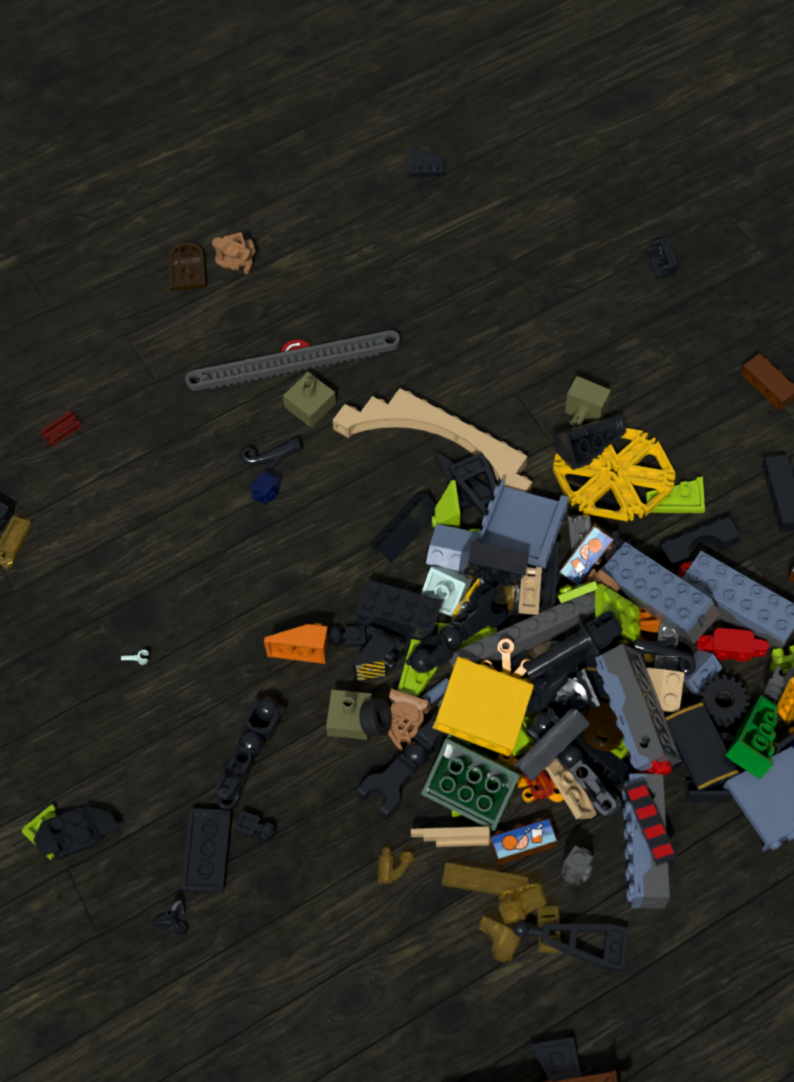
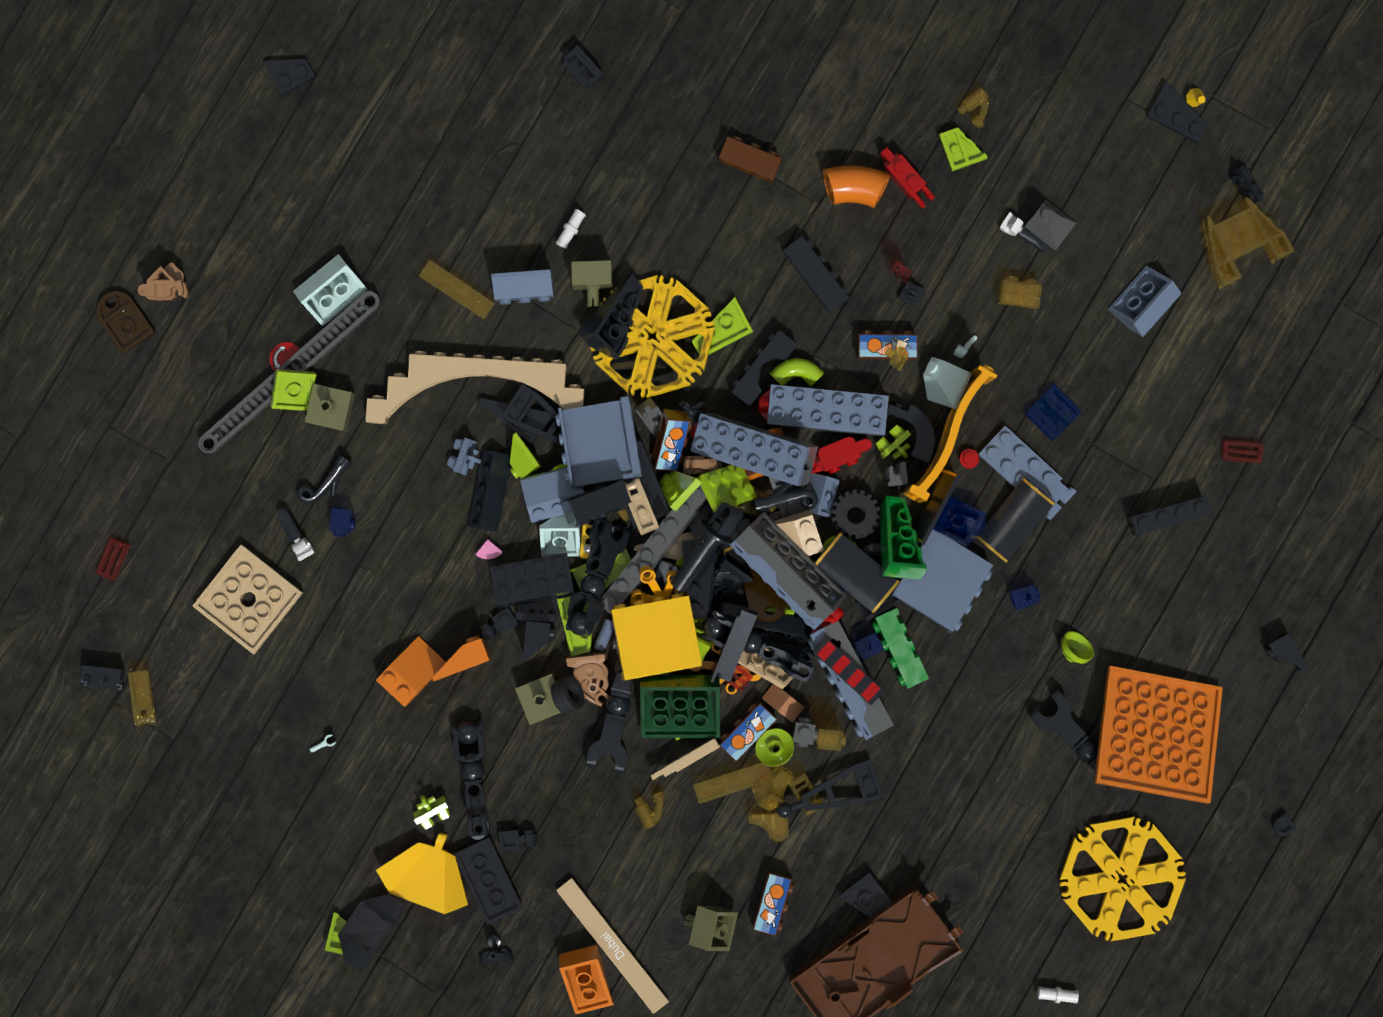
camera: 30 degrees left, 25 degrees up
(151, 815) = (426, 877): none -> yellow panel
(153, 490) = (224, 605): none -> tan piece
(183, 762) = (429, 808): none -> lime hips
(218, 489) = (301, 546): none -> piece
(241, 992) = (585, 979): none -> orange slope
(244, 634) = (411, 671): none -> orange slope
(285, 977) = (612, 945): none -> tan tile
(287, 368) = (292, 389): none -> lime plate
(363, 316) = (330, 290): none -> light aqua slope
(375, 573) = (489, 551): none -> bright pink tile
(391, 1003) = (712, 928): none -> olive brick
(400, 489) = (466, 457): none -> sand blue hips
(462, 1016) = (773, 903): none -> brick
(467, 365) = (456, 289): none -> clear yellow plate
(524, 382) = (523, 286): none -> sand blue slope
(541, 868) = (770, 740): none -> lime dish
(570, 832) = (783, 702): none -> nougat slope
(587, 364) = (570, 229): none -> white pin
(599, 885) = (830, 739): none -> clear yellow brick
(679, 823) = (867, 646): none -> clear blue brick
(708, 837) = (900, 648): none -> green wedge
(730, 557) = (796, 368): none -> lime cylinder

